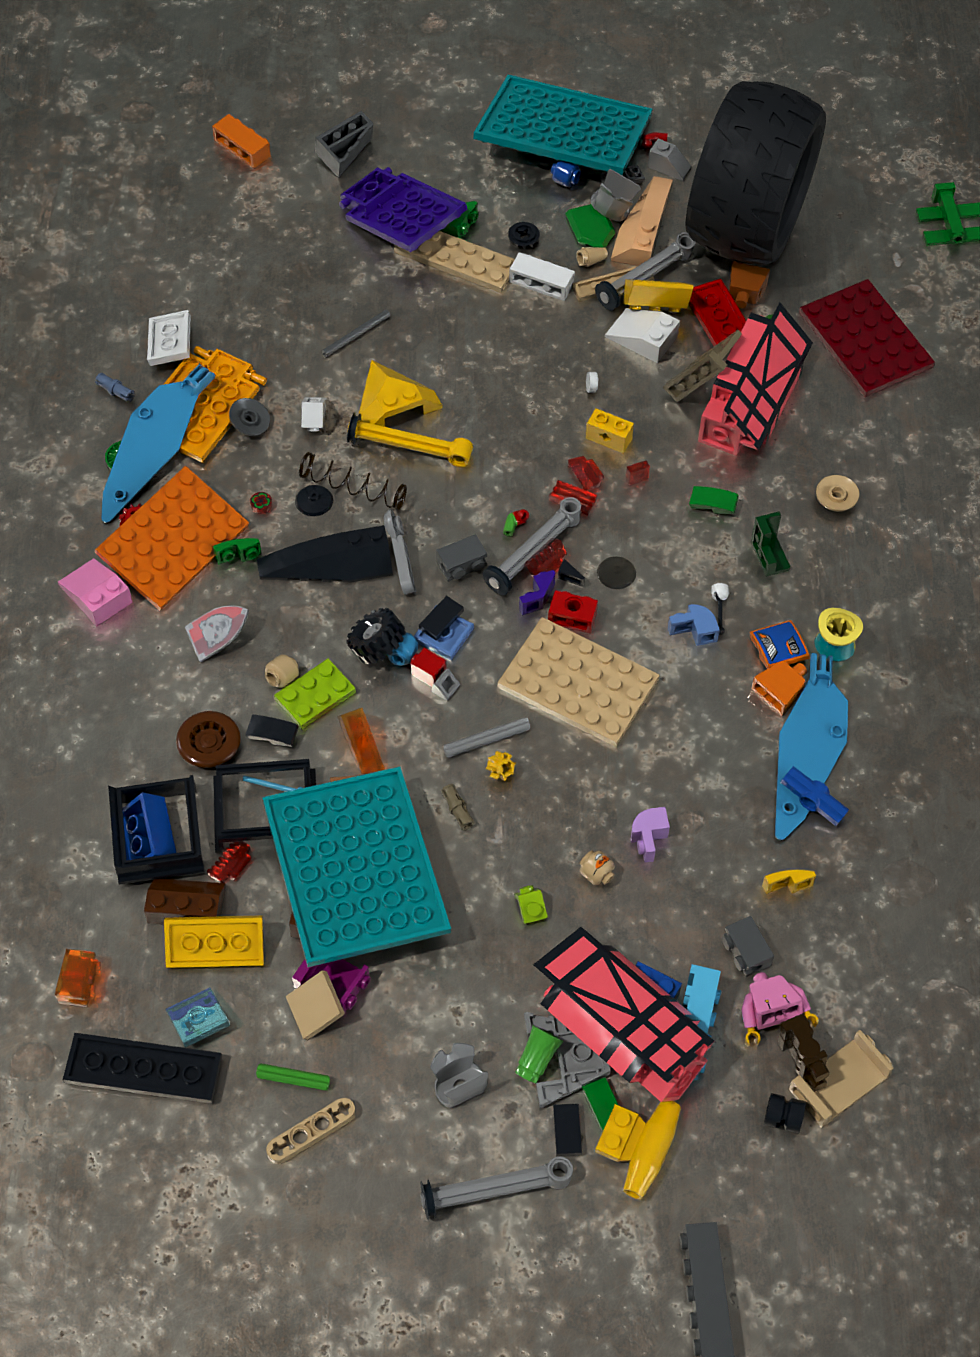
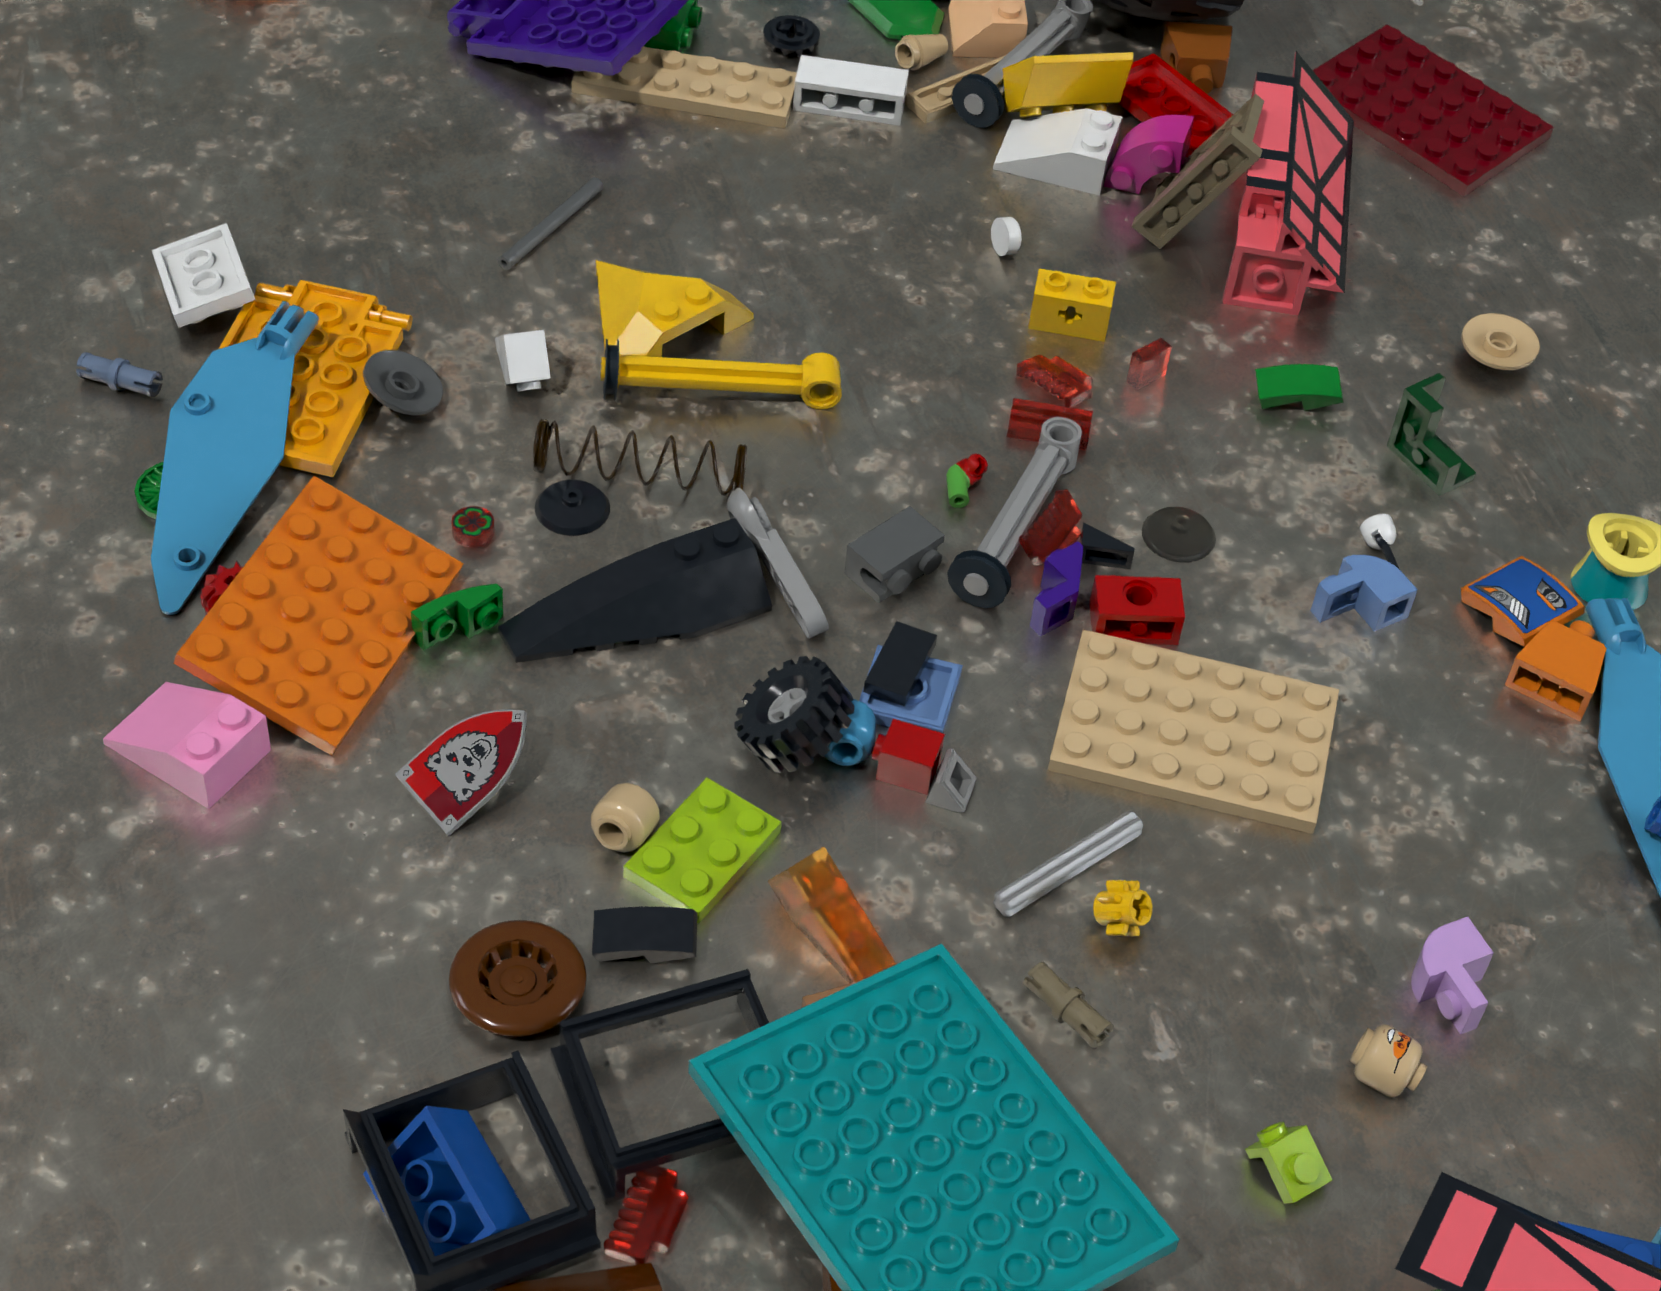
camera: 20 degrees left, 10 degrees down
(268, 784) = (681, 1042): medium azure piece -> none
(688, 344) = (1149, 150): none -> dark pink brick

